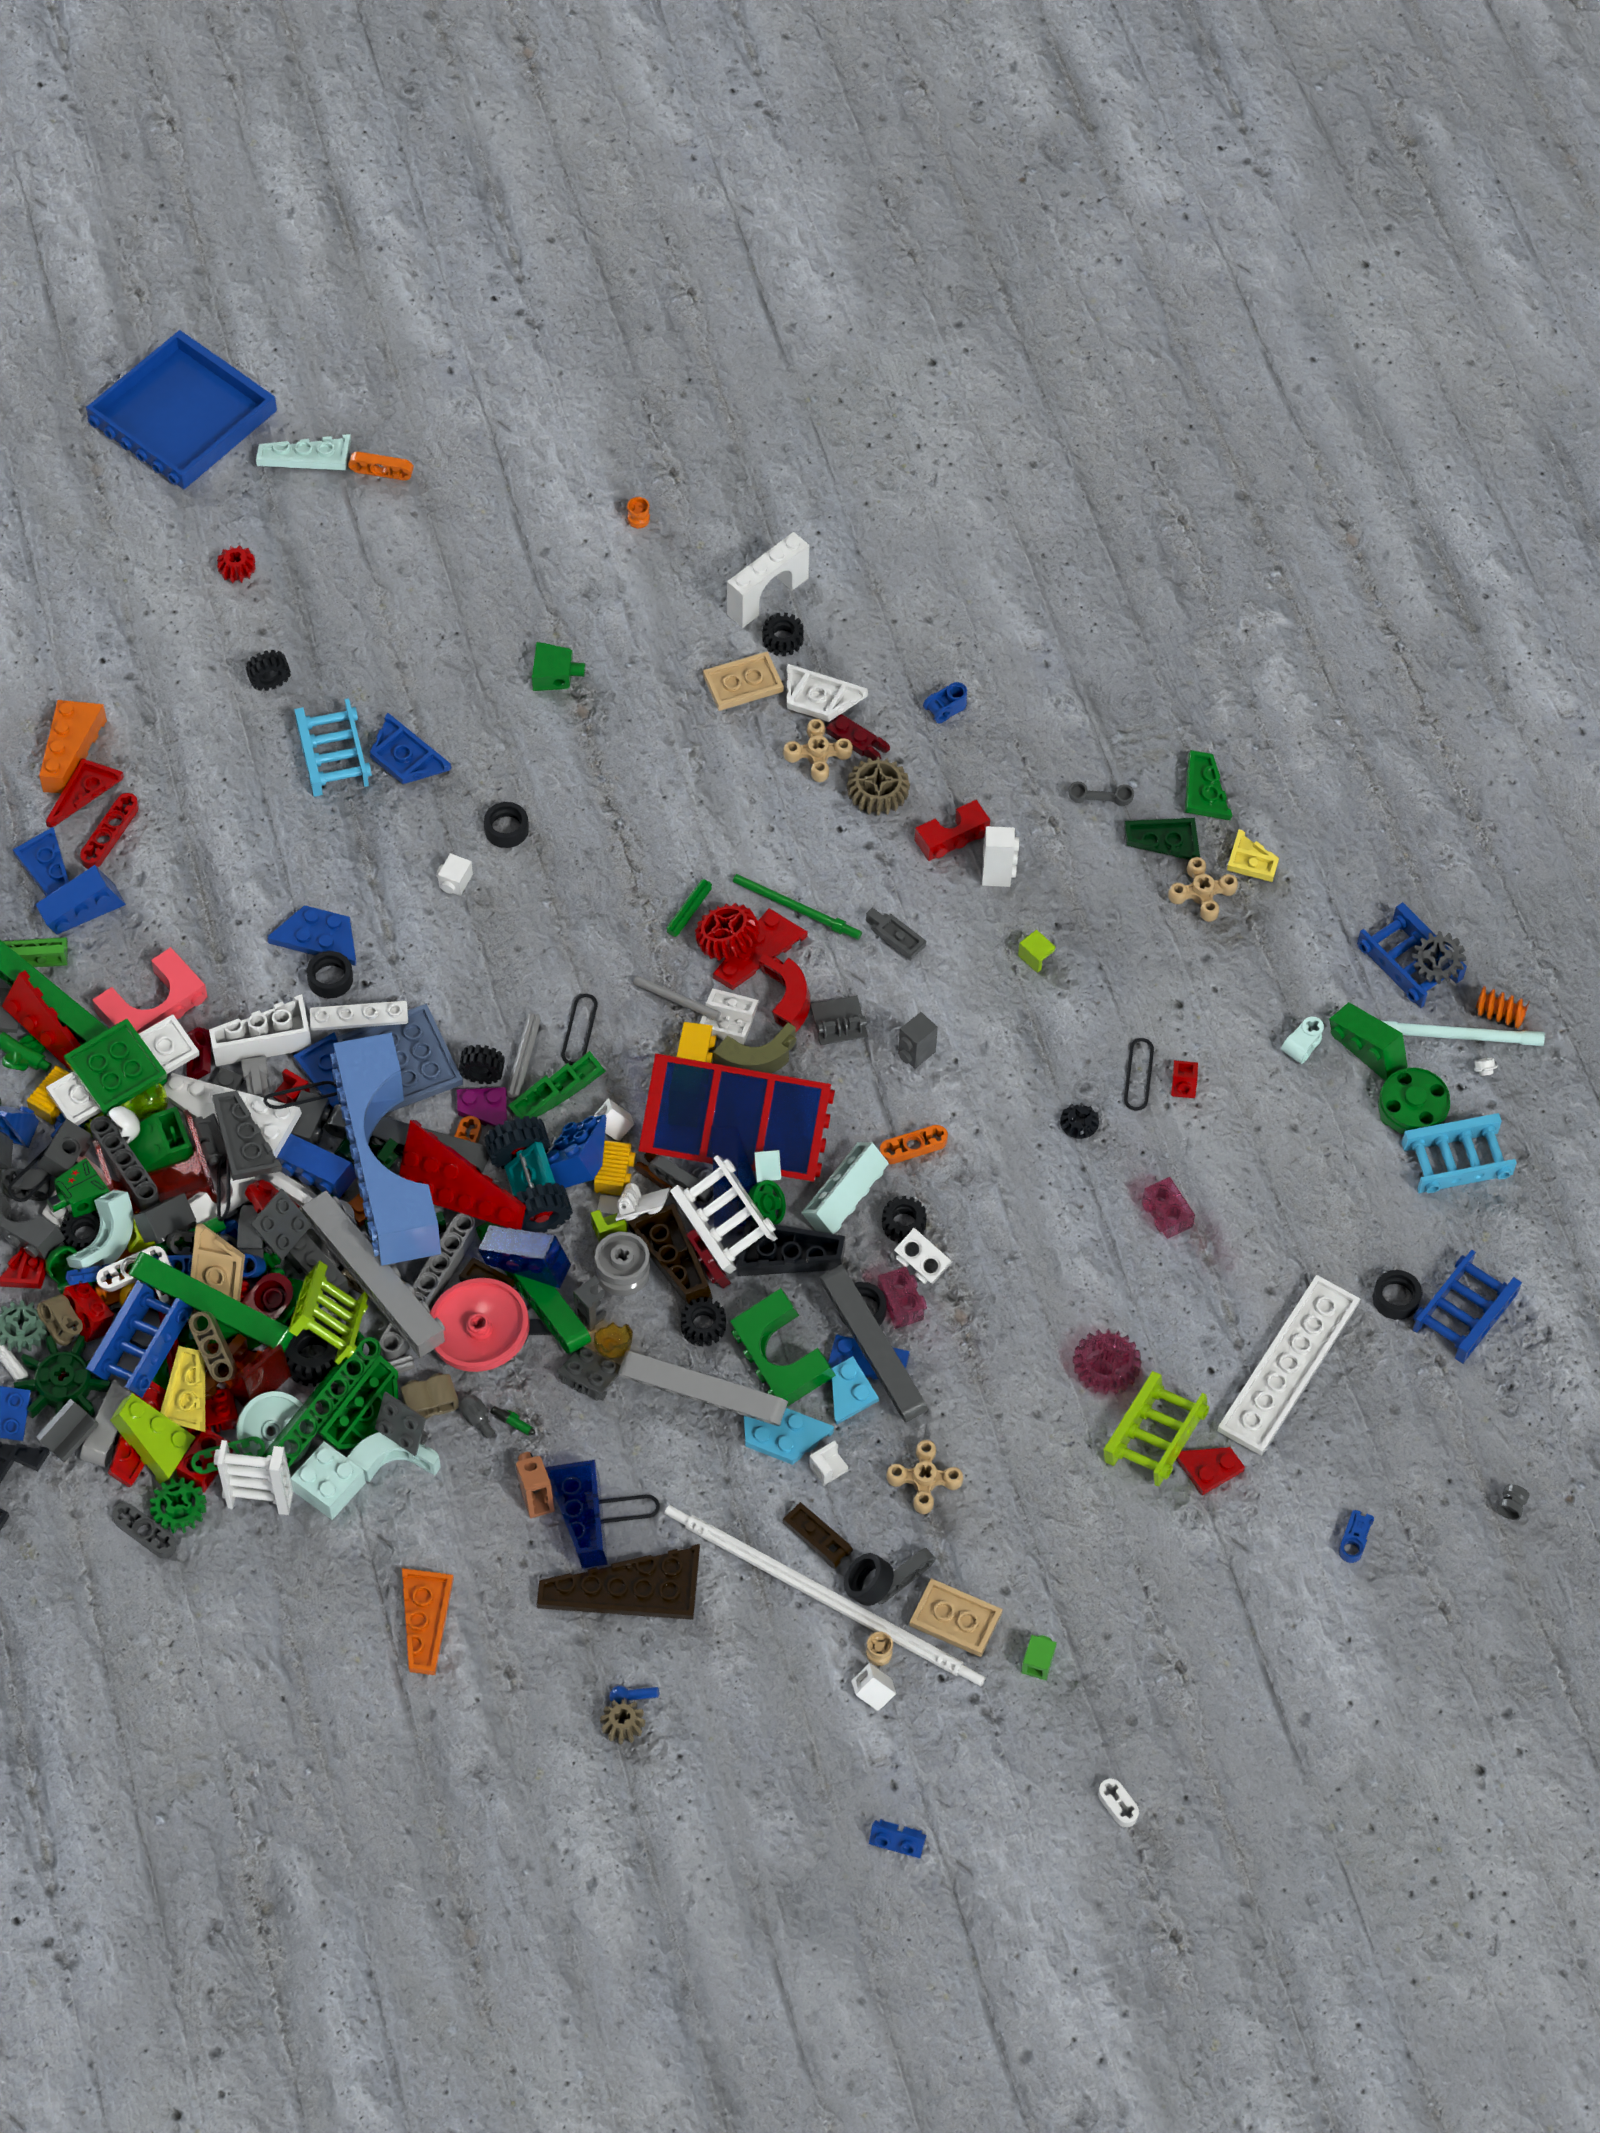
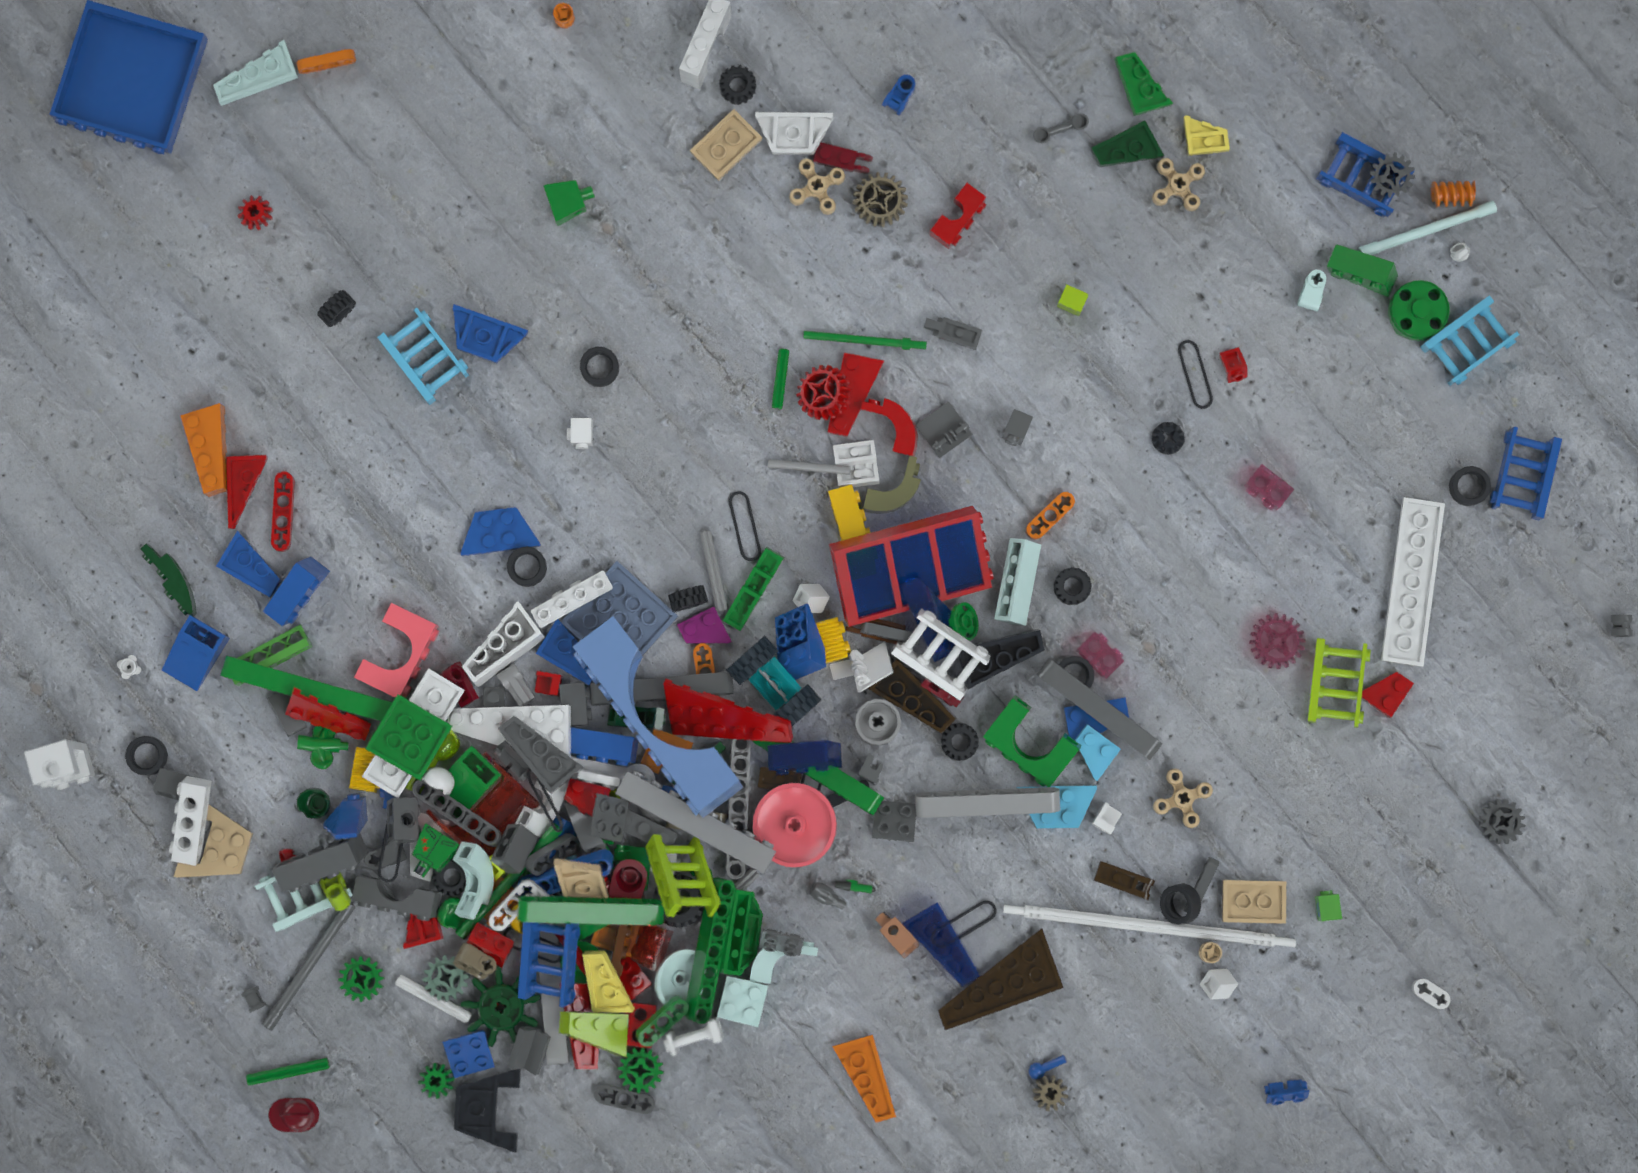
camera: 25 degrees left, 25 degrees up
(84, 1275) = (480, 920): blue axle -> none
(223, 1354) = (607, 939): dark tan beam -> none
(297, 1089) = (554, 689): black piece -> none
(431, 1396) = (784, 898): dark tan brick -> none
(606, 1225) = (848, 691): lime panel -> none
(613, 1340) = (900, 789): clear yellow hair -> none
(767, 1165) = (953, 594): light aqua panel -> none
(926, 1252) = (1106, 611): white brick -> none
(999, 856) = (1008, 229): white wedge -> none
(1286, 1640) = (1496, 814): none -> dark grey gear
(1356, 1534) = (1516, 701): blue piece -> none

